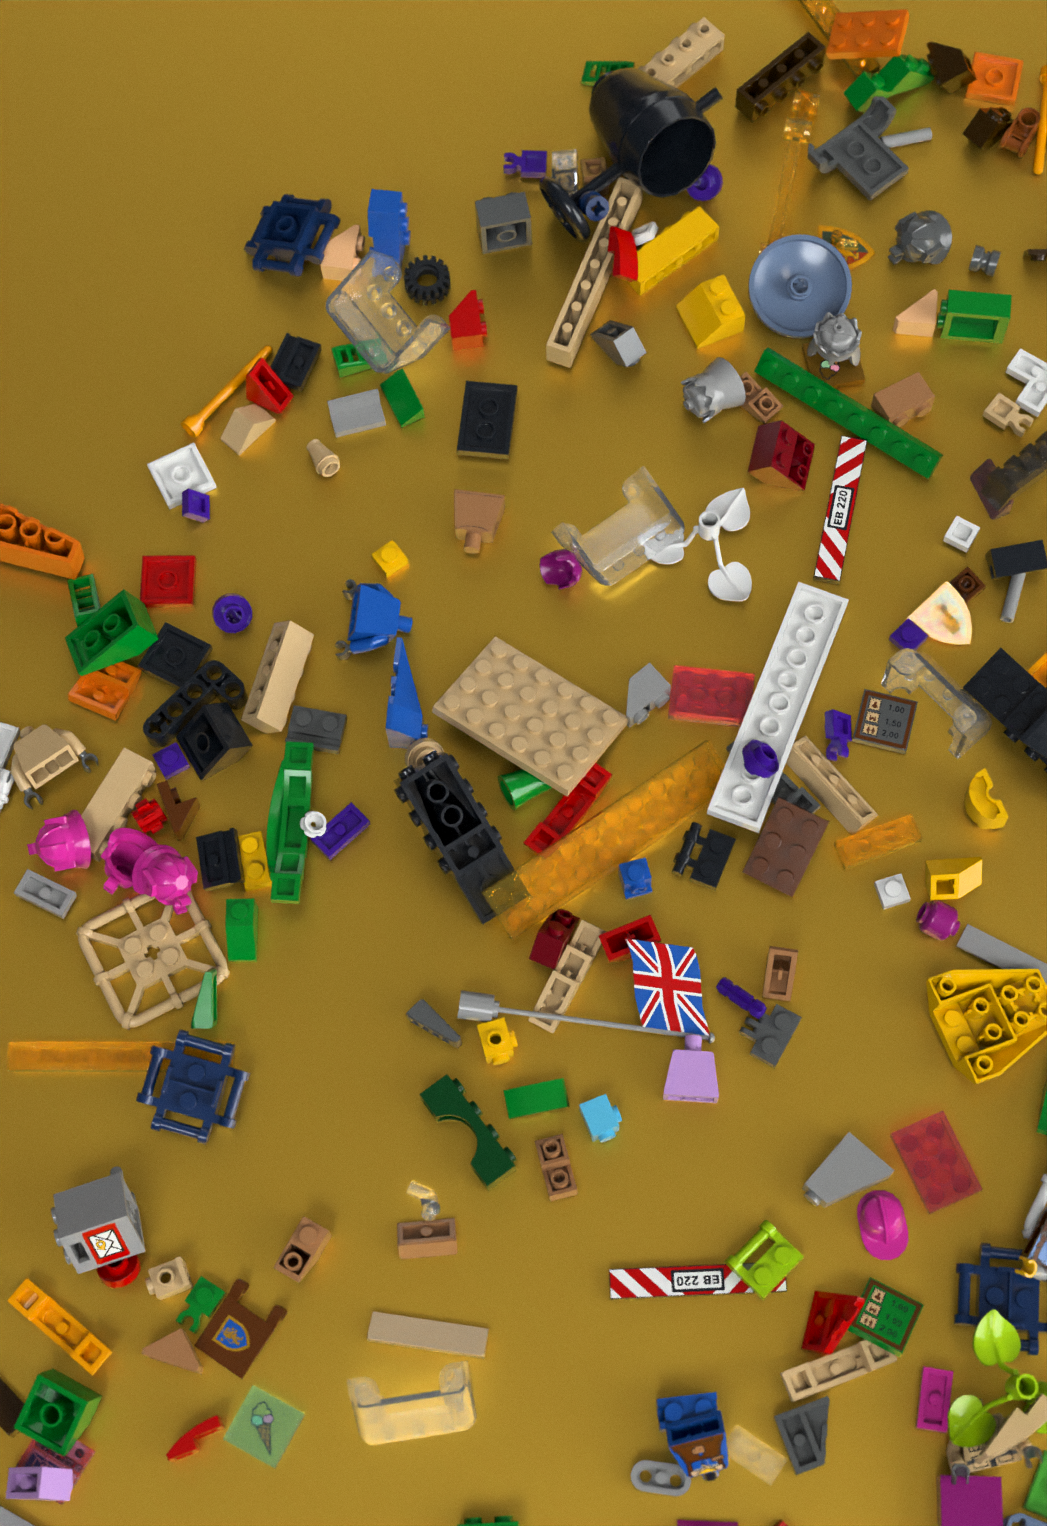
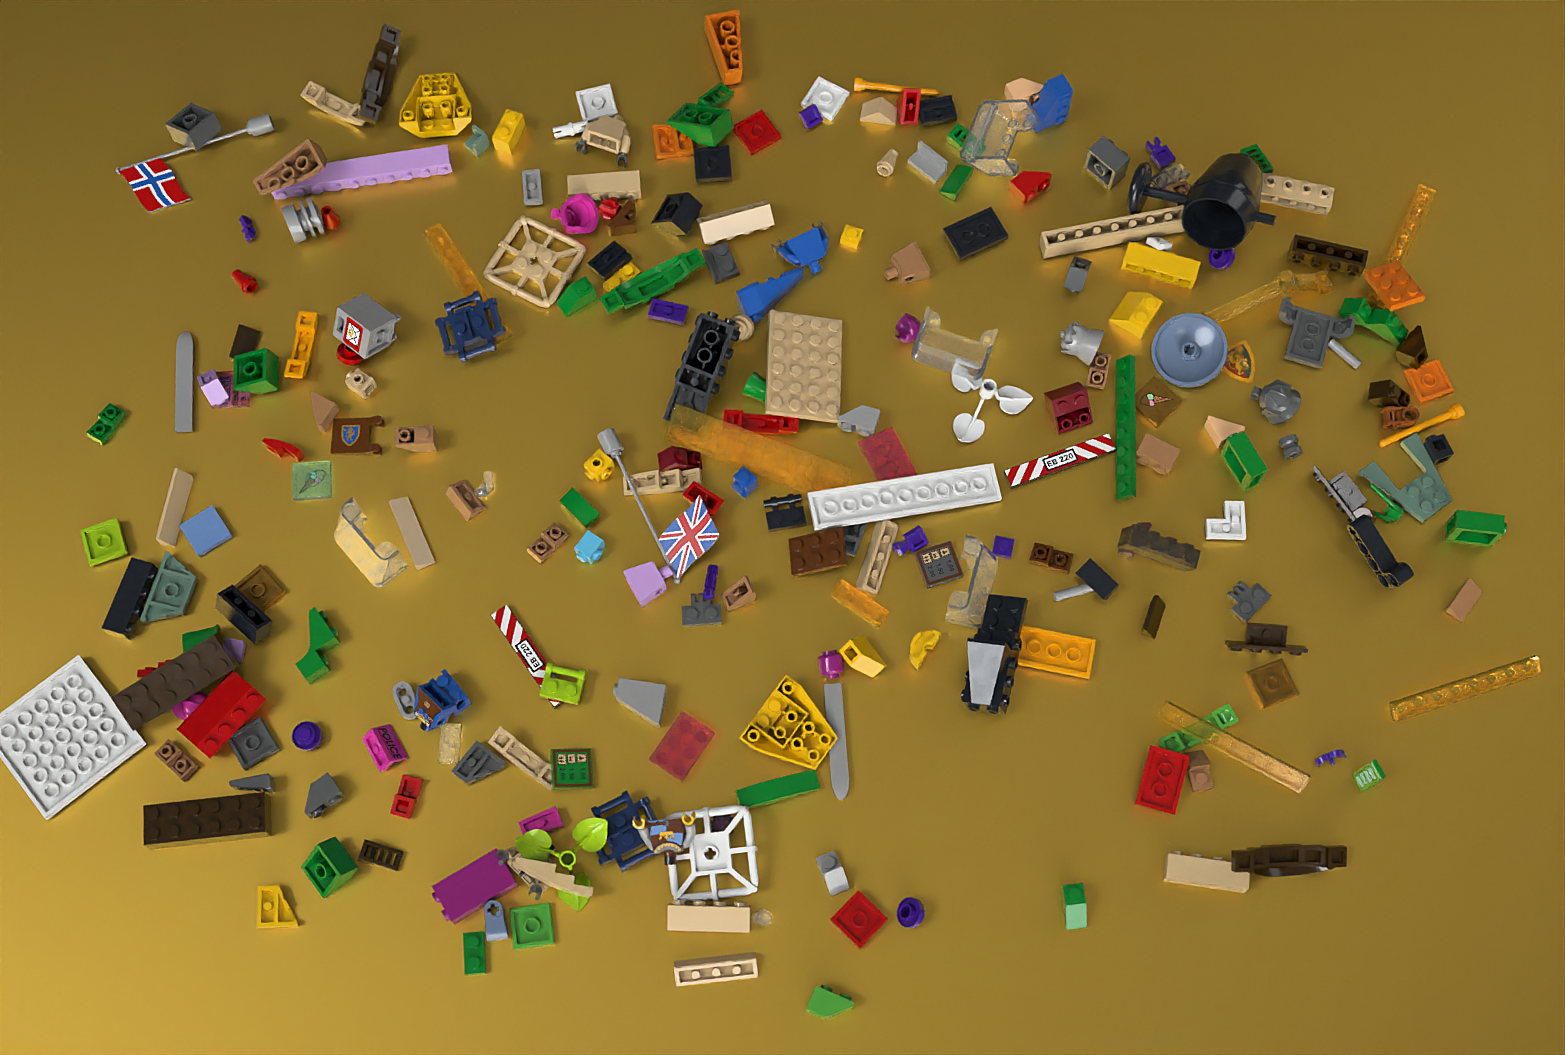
camera: 55 degrees right, 0 degrees up
(63, 842) = (563, 174): dark pink helmet -> none
(165, 875) = (579, 237): dark pink helmet -> none
(171, 761) = (651, 201): dark purple plate -> none
(190, 706) = (662, 185): black beam -> none
(202, 1300) = (359, 408): green plate -> none
(206, 1006) = (519, 306): slope -> none
(232, 613) = (758, 175): dark purple plate -> none
(288, 233) = (1015, 55): dark blue brick -> none
(318, 819) = (655, 293): white plate -> none
(426, 1018) = (588, 424): dark grey slope -> none
(427, 267) = (1044, 138): black tyre -> none
(447, 1103) = (528, 504): dark green arch -> none
(591, 199) = (1151, 197): dark blue wheel -> none
(625, 254) = (1134, 237): red slope -> none
(760, 759) = (856, 501): dark purple plate -> none
(829, 1320) = (549, 738): red wing -> none
(836, 339) = (1165, 390): light grey hat -> none
(882, 1224) = (627, 739): dark pink piece -> none
(892, 891) = (833, 629): white plate -> none
(944, 616) = (1029, 558): clear yellow shield -> none
(961, 534) = (1092, 538): white plate -> none
(1005, 413) = (1193, 517): tan plate -> none

